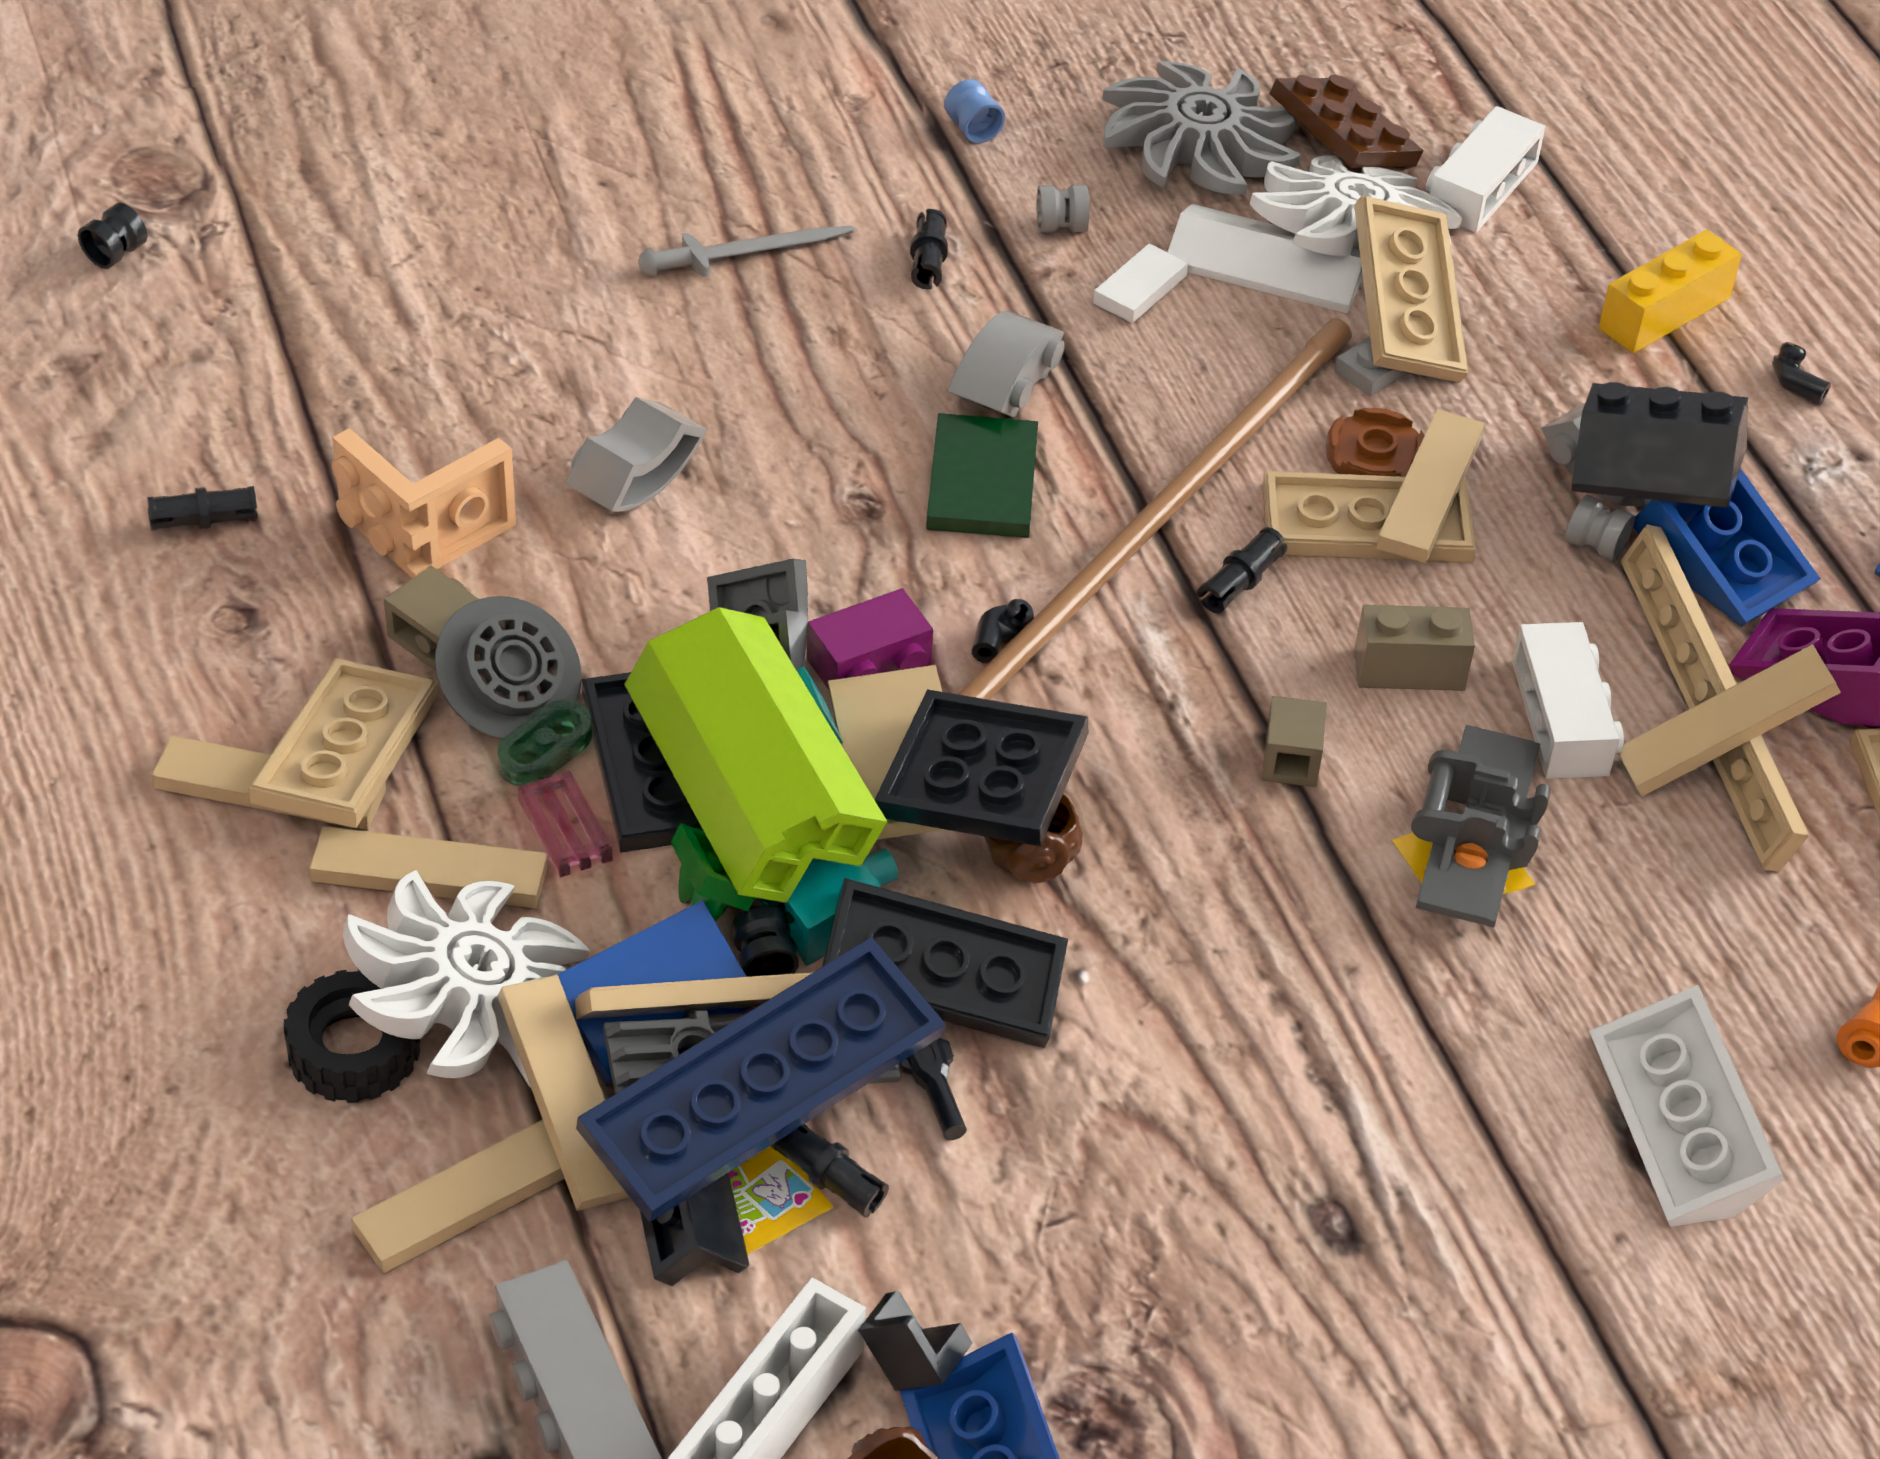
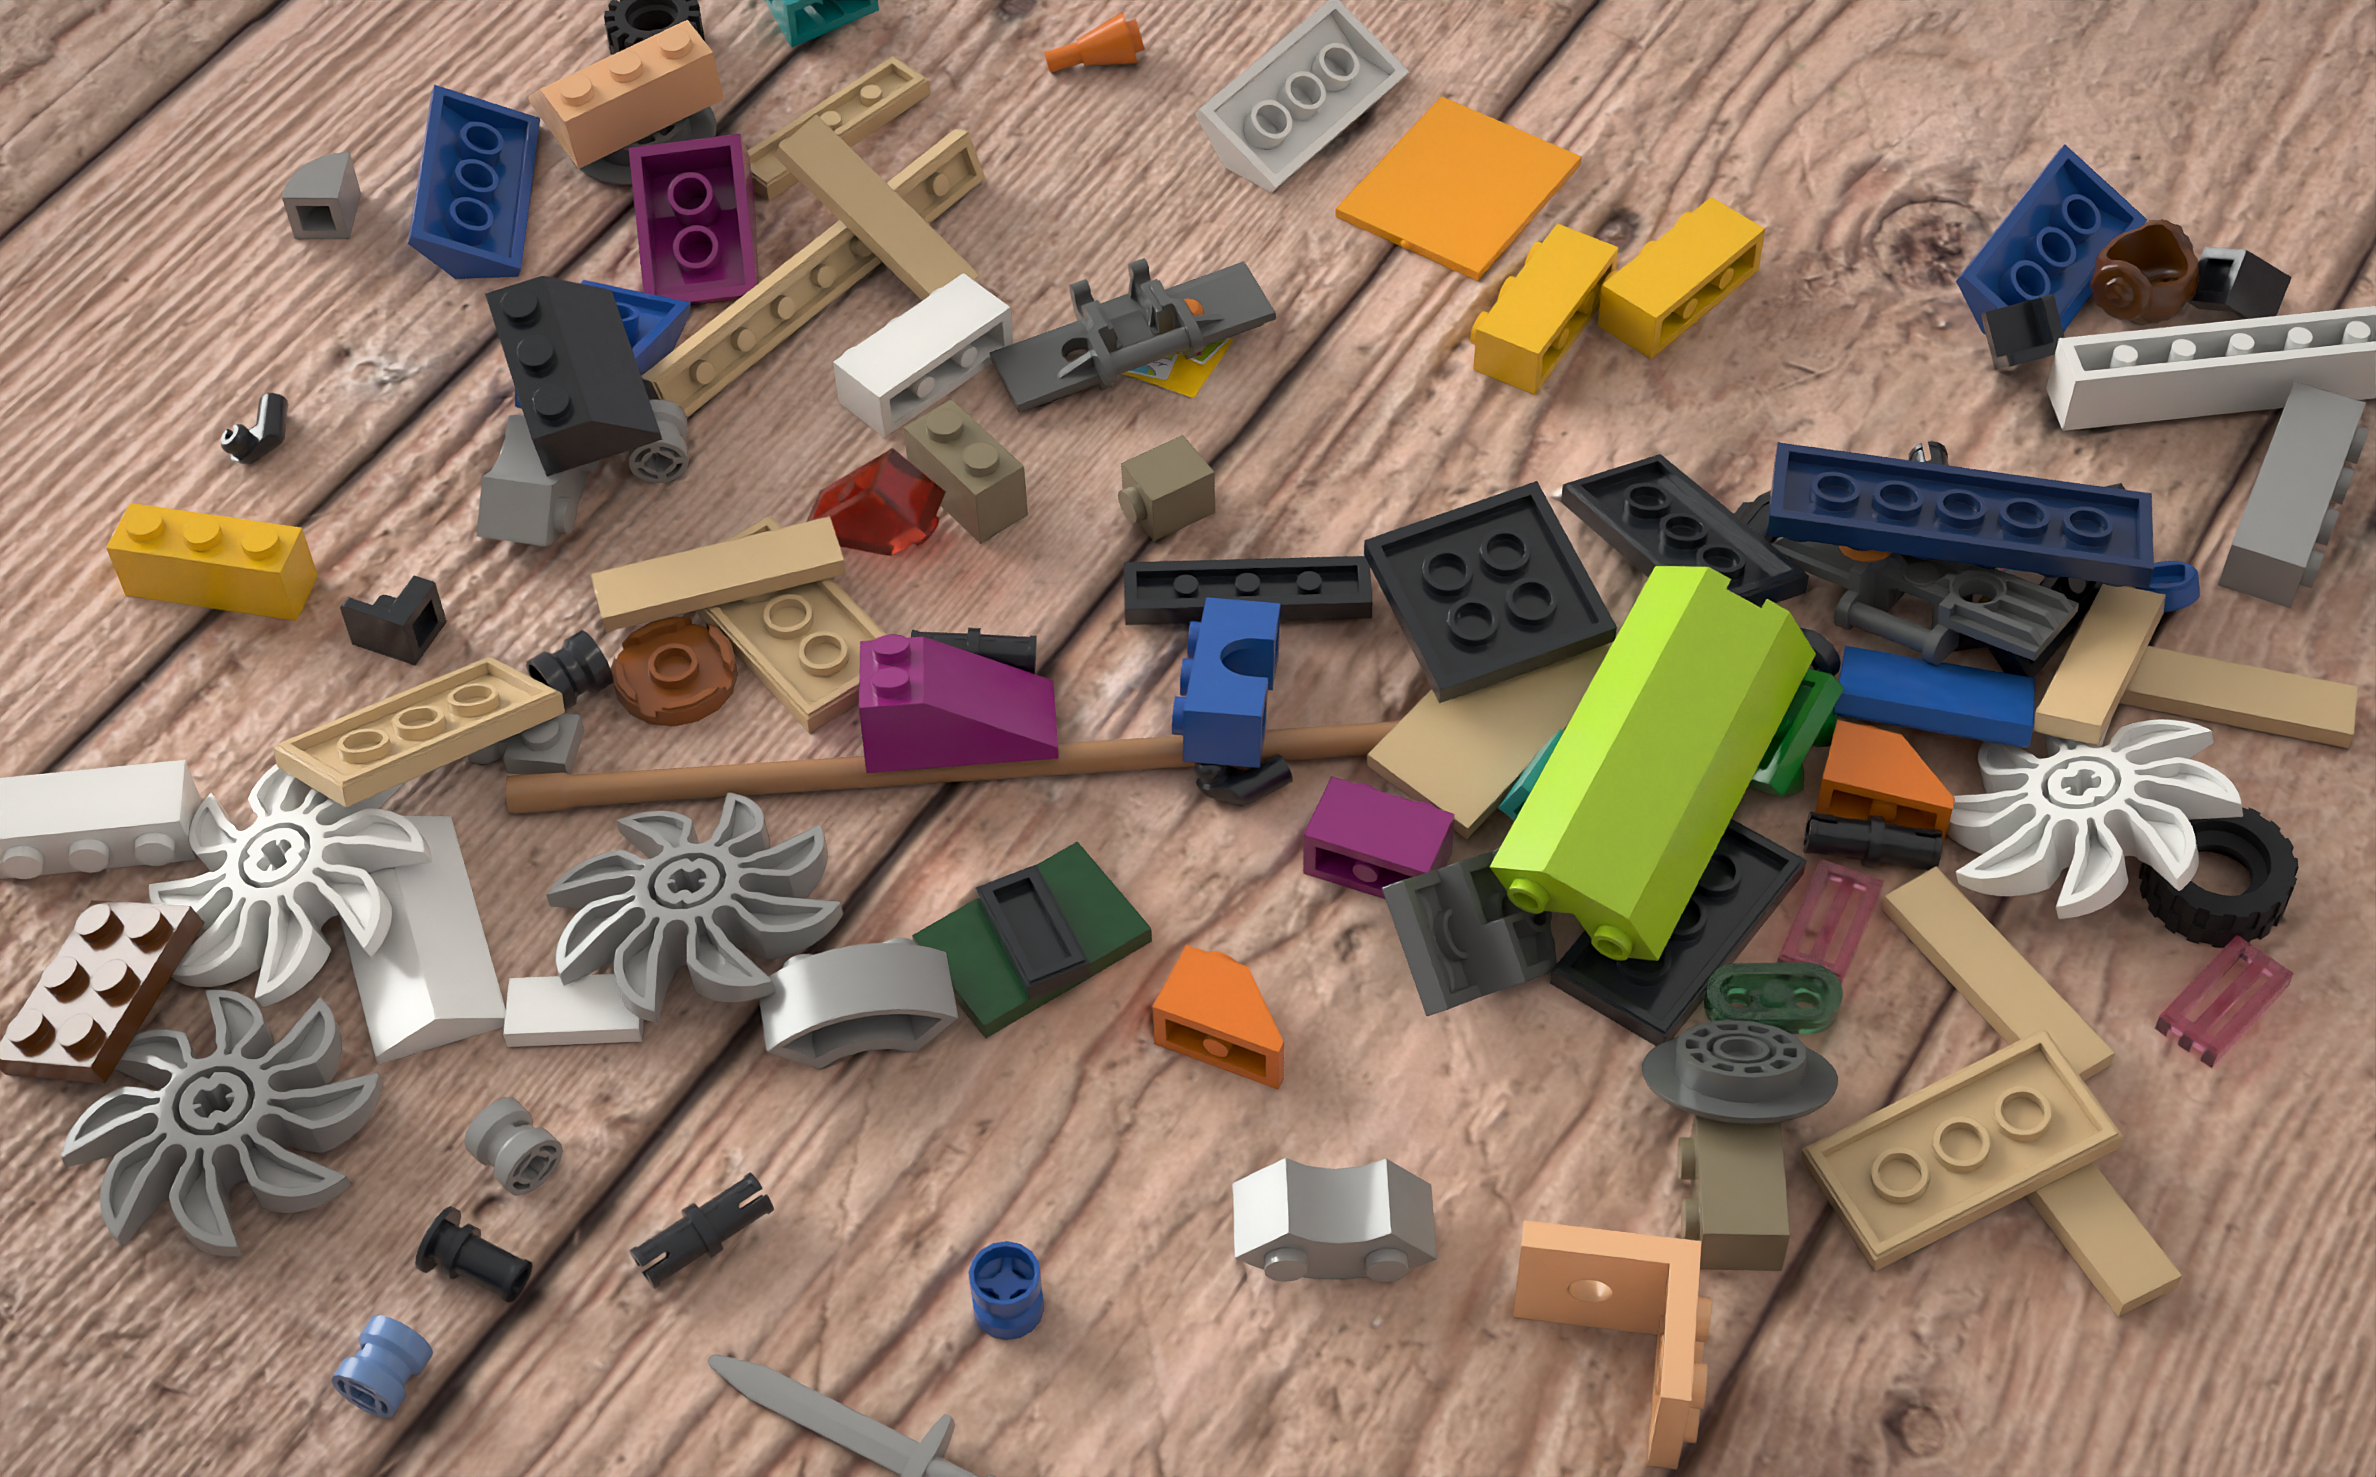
camera: 125 degrees left, 5 degrees up
(274, 1003) = (2196, 1033): none -> clear pink tile
(592, 881) = (1872, 841): none -> black pin
(594, 1232) = (2177, 581): none -> blue tile
(619, 904) = (1881, 776): none -> orange slope
(681, 996) = (1924, 639): tan tile -> none
(752, 322) = (995, 1278): none -> blue wheel
(823, 500) = (1219, 1017): none -> orange slope
(977, 458) = (1033, 932): none -> black tile
(1009, 168) = (468, 1255): none -> black pin
(1046, 608) = (1227, 682): none -> blue arch
(1155, 727) = (1304, 586): none -> black plate
(1156, 343) = (693, 906): none -> light grey piece
(1191, 514) = (949, 707): none -> magenta slope
(1222, 1188) = (1680, 277): none -> yellow brick
(1271, 1075) = (1542, 309): none -> yellow brick
(1413, 388) = (573, 669): none -> black wheel
(1420, 580) = (881, 506): none -> clear red slope
(1486, 1156) = (1458, 187): none -> light orange piece
(1536, 346) = (399, 625): none -> black panel

